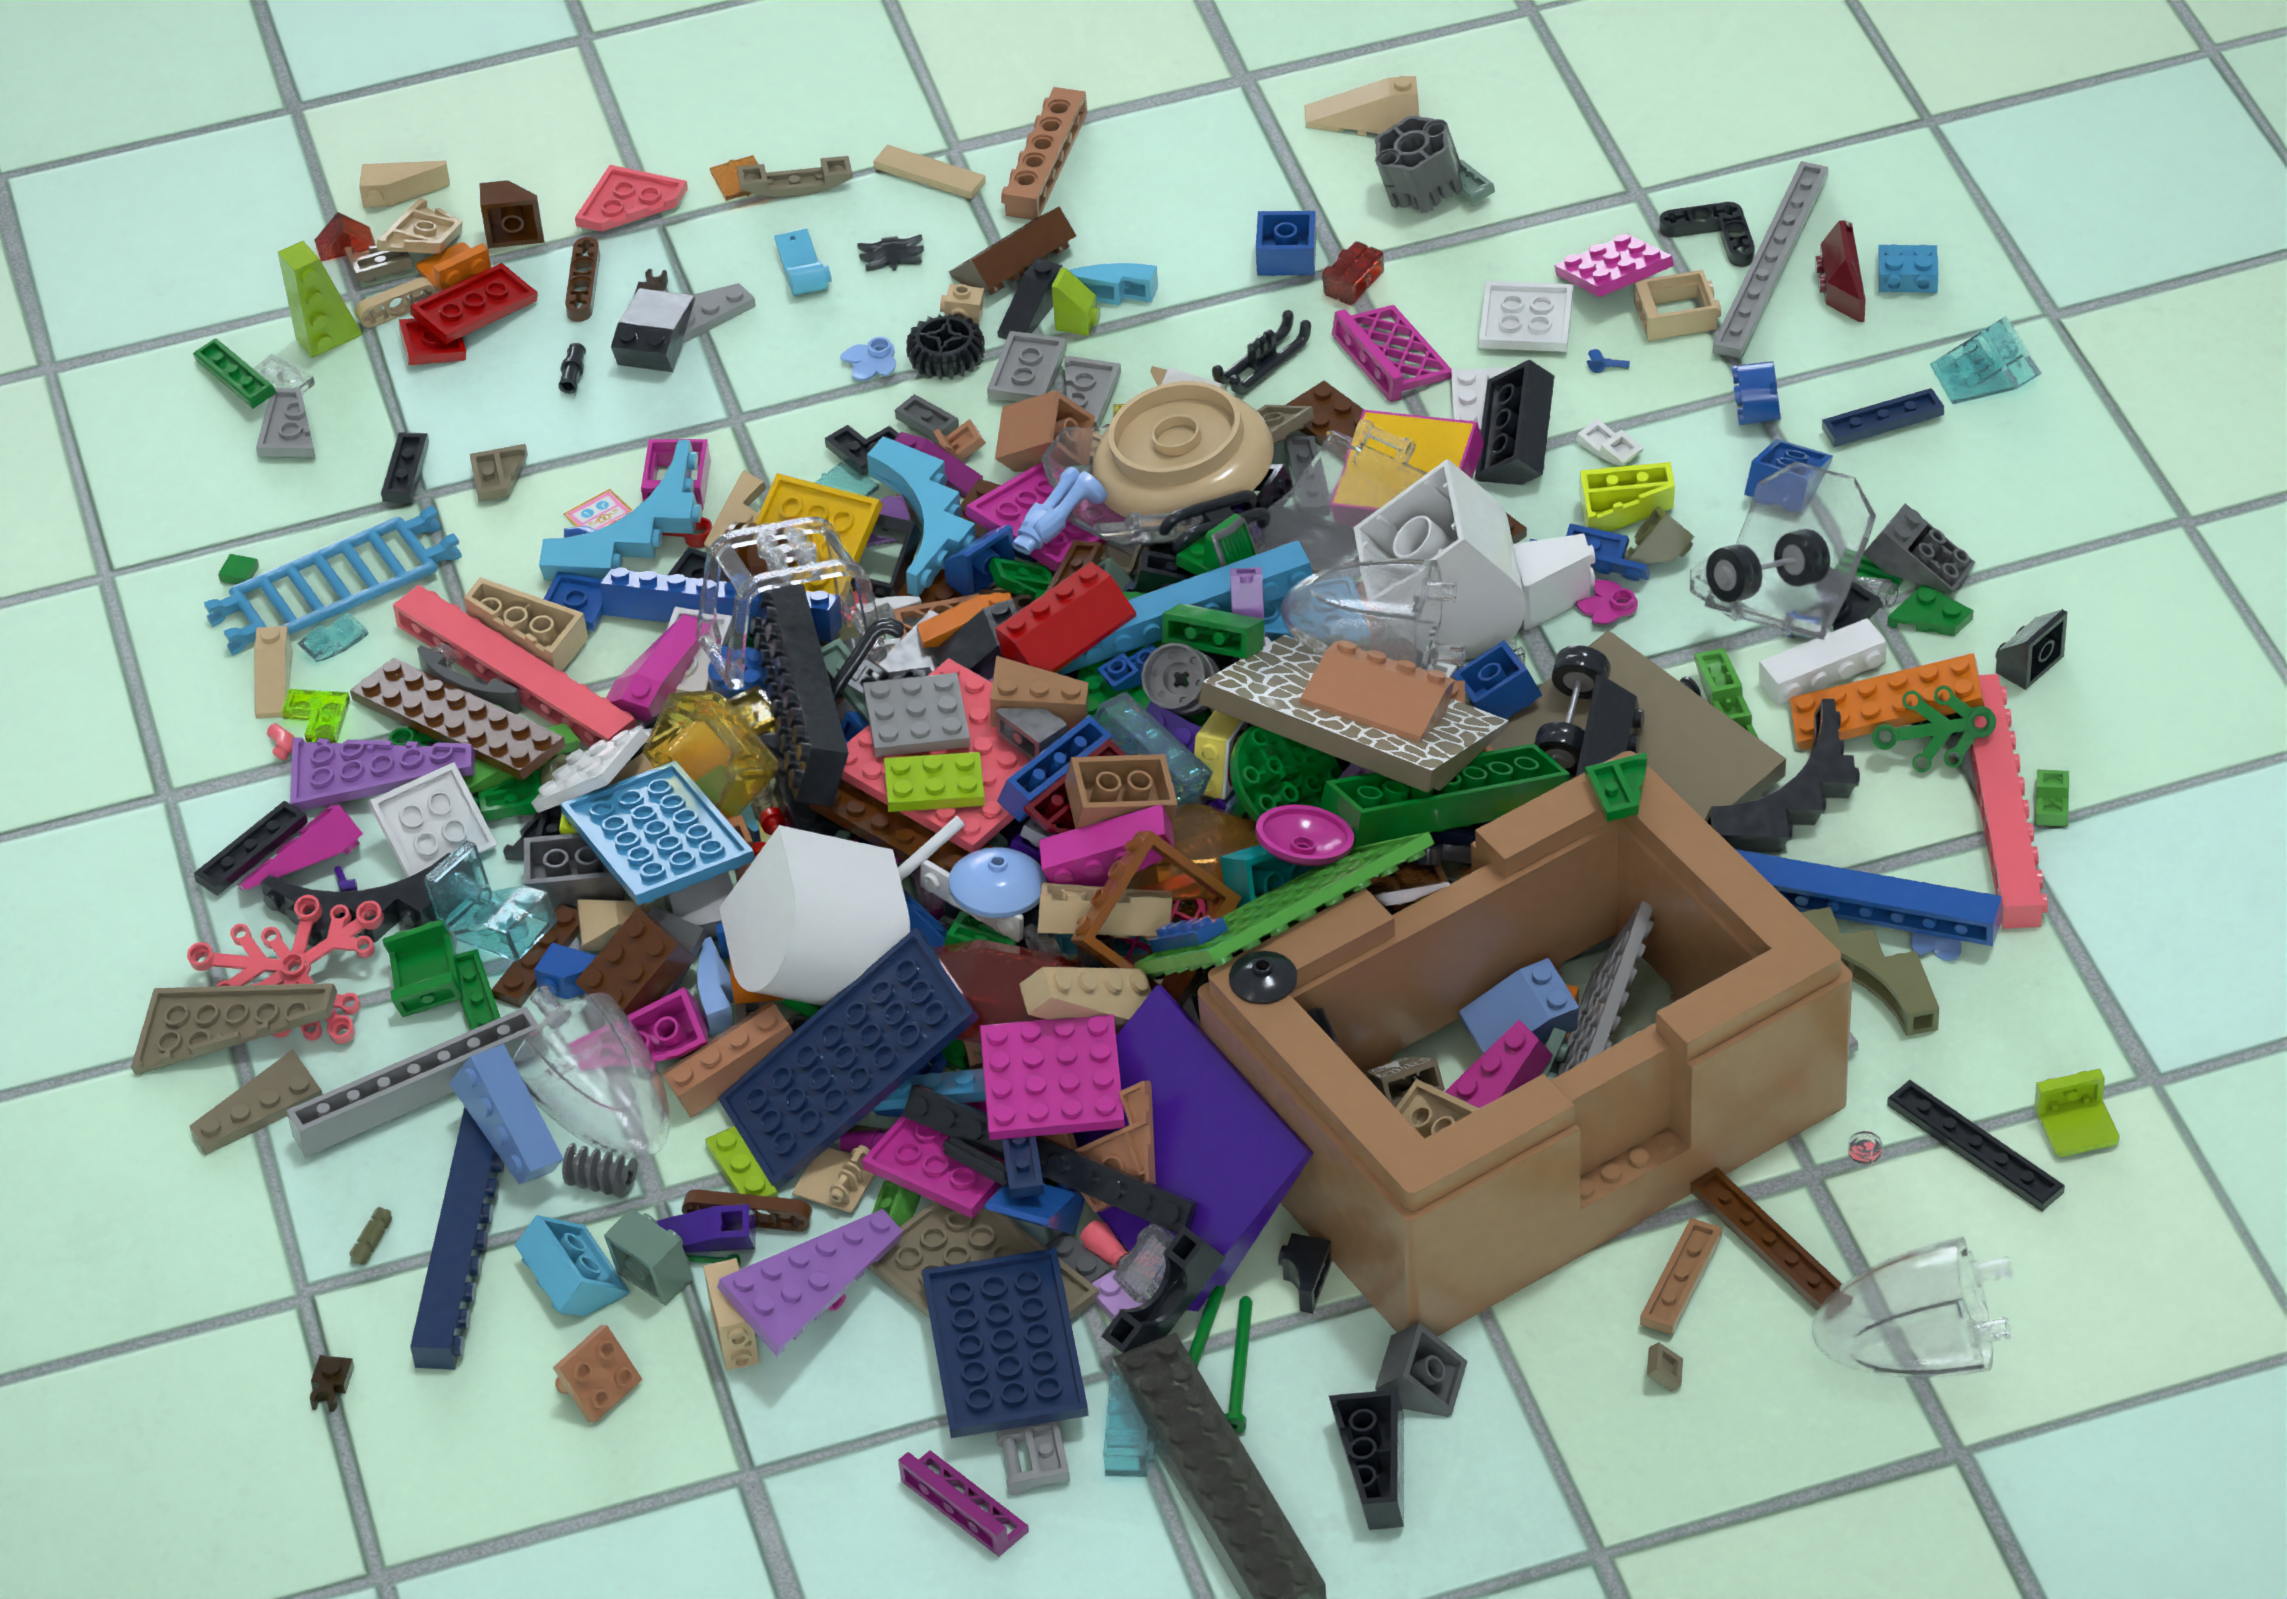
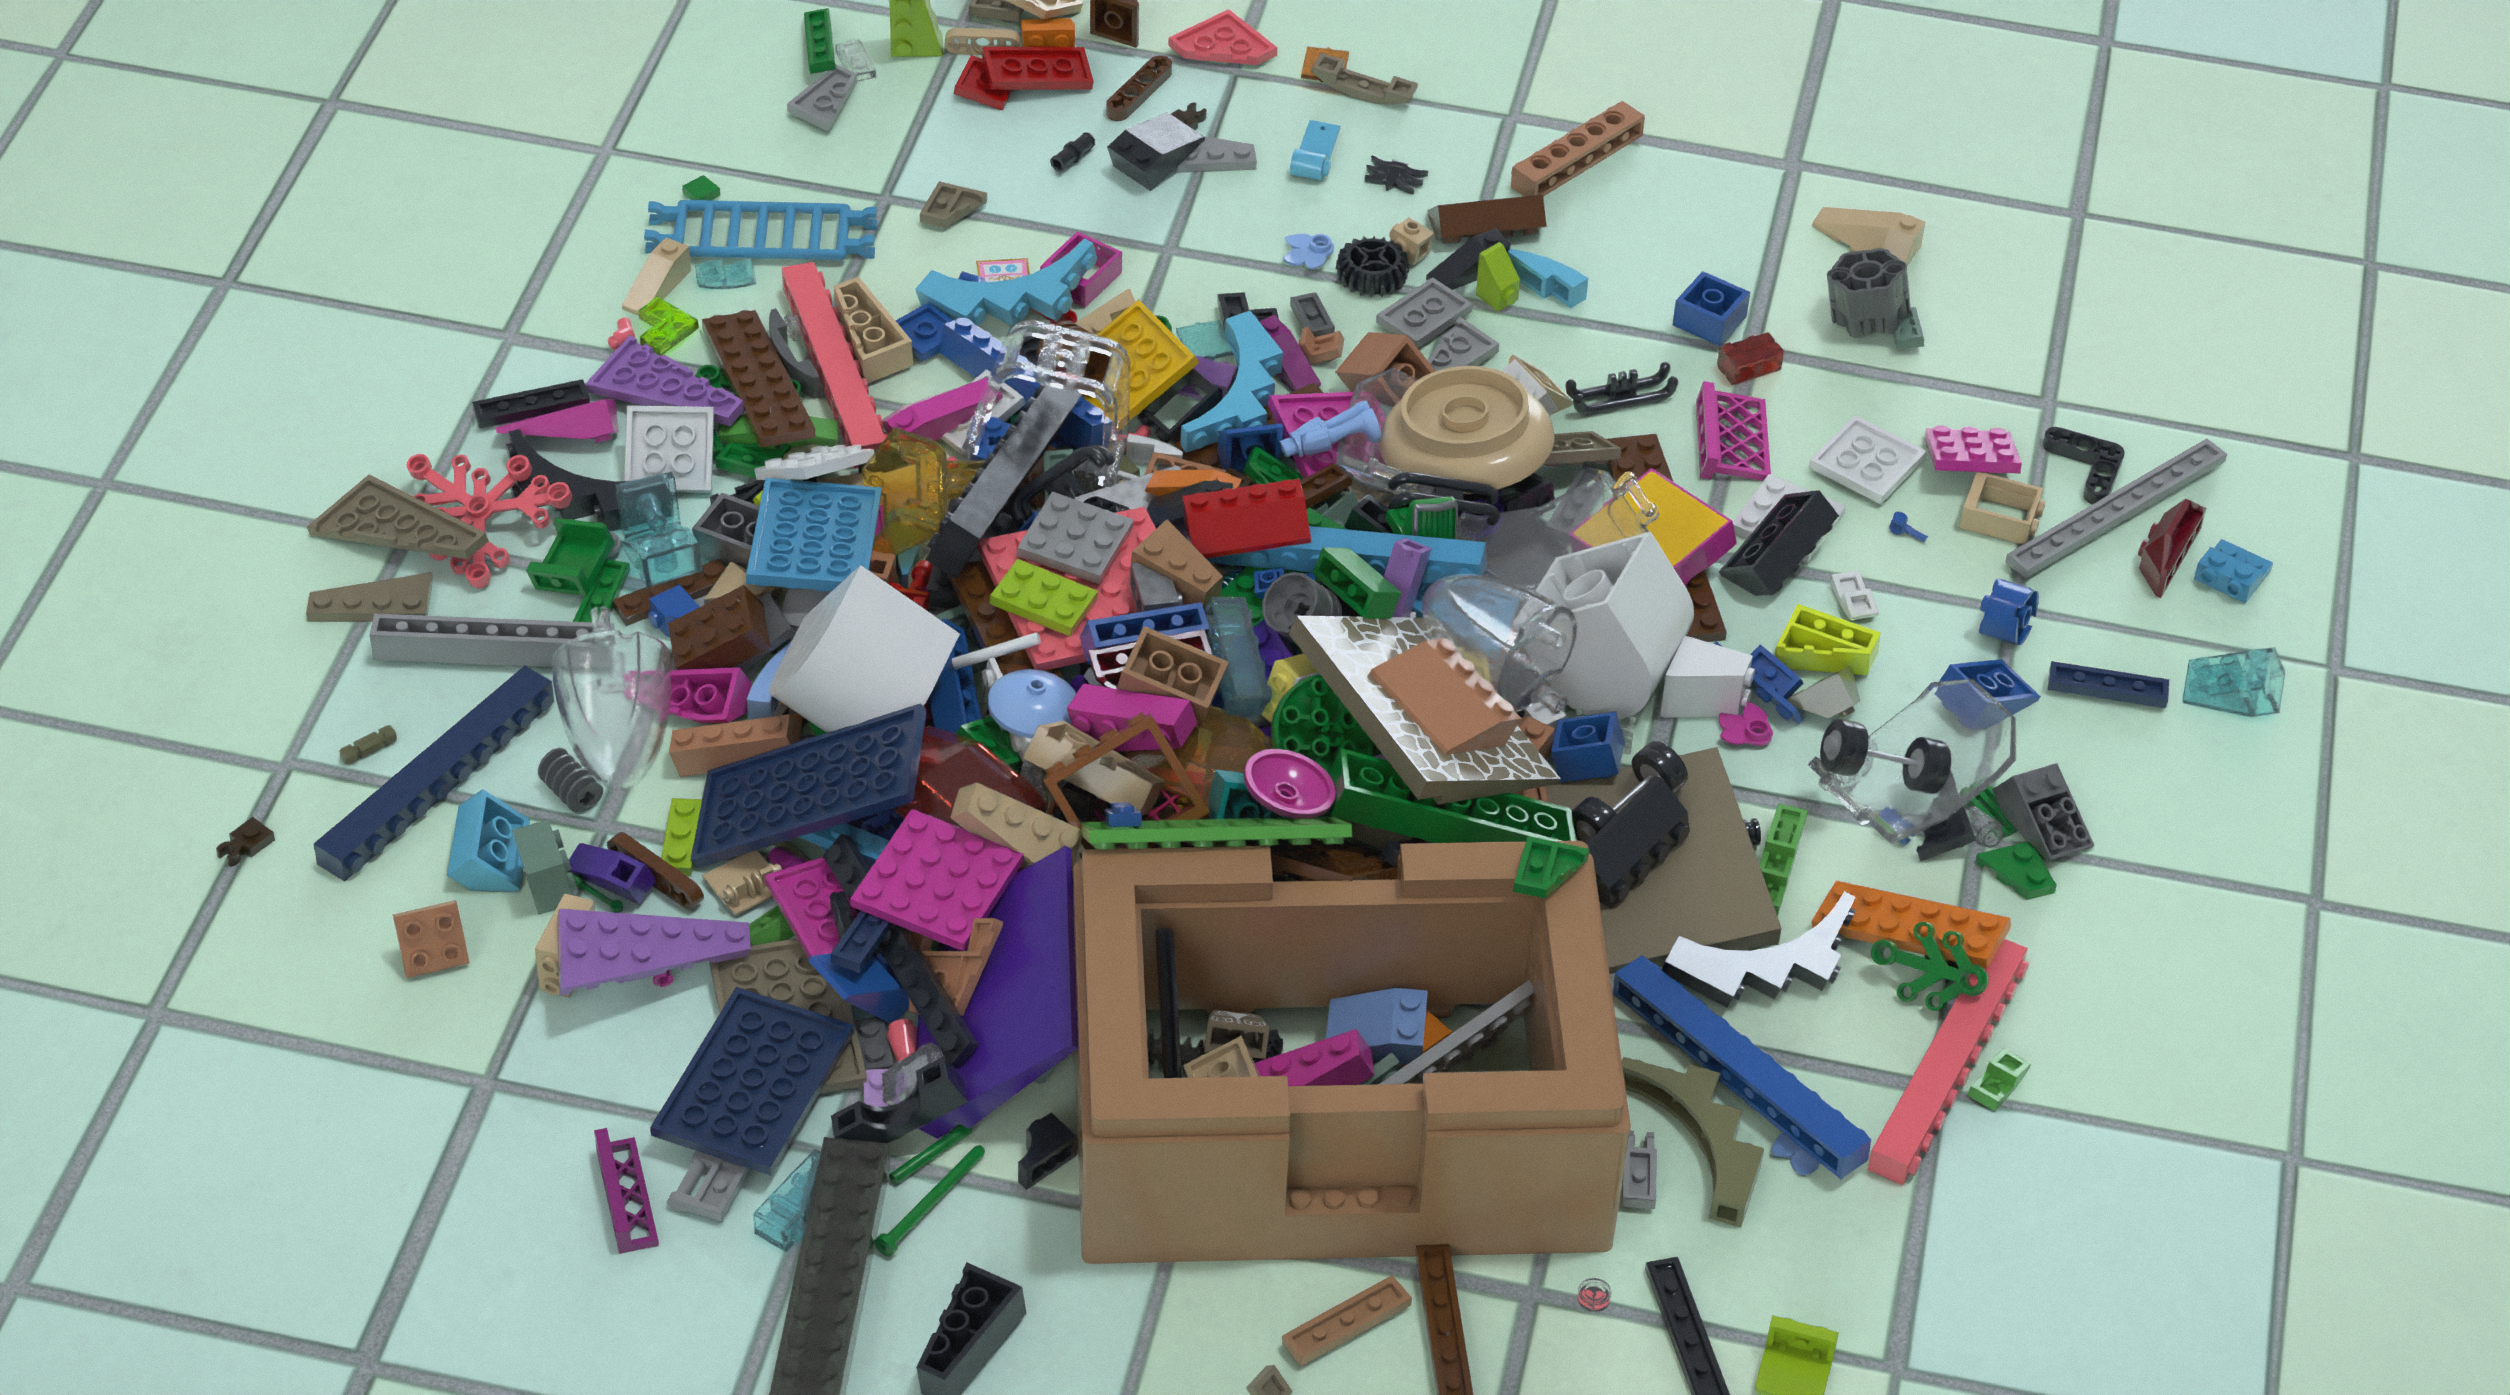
camera: 25 degrees right, 0 degrees up
(343, 883) = (576, 466): dark purple hand -> none
(405, 467) = (885, 169): black plate -> none
(507, 1114) = (524, 699): medium blue wedge -> none
(929, 172) = (1476, 125): tan tile -> none
(1263, 977) = (1124, 877): black dish -> none
(1422, 1371) = (1066, 1285): dark grey slope -> none
(1822, 662) = (1888, 865): white brick -> none
(2033, 649) = (2079, 944): black slope -> none

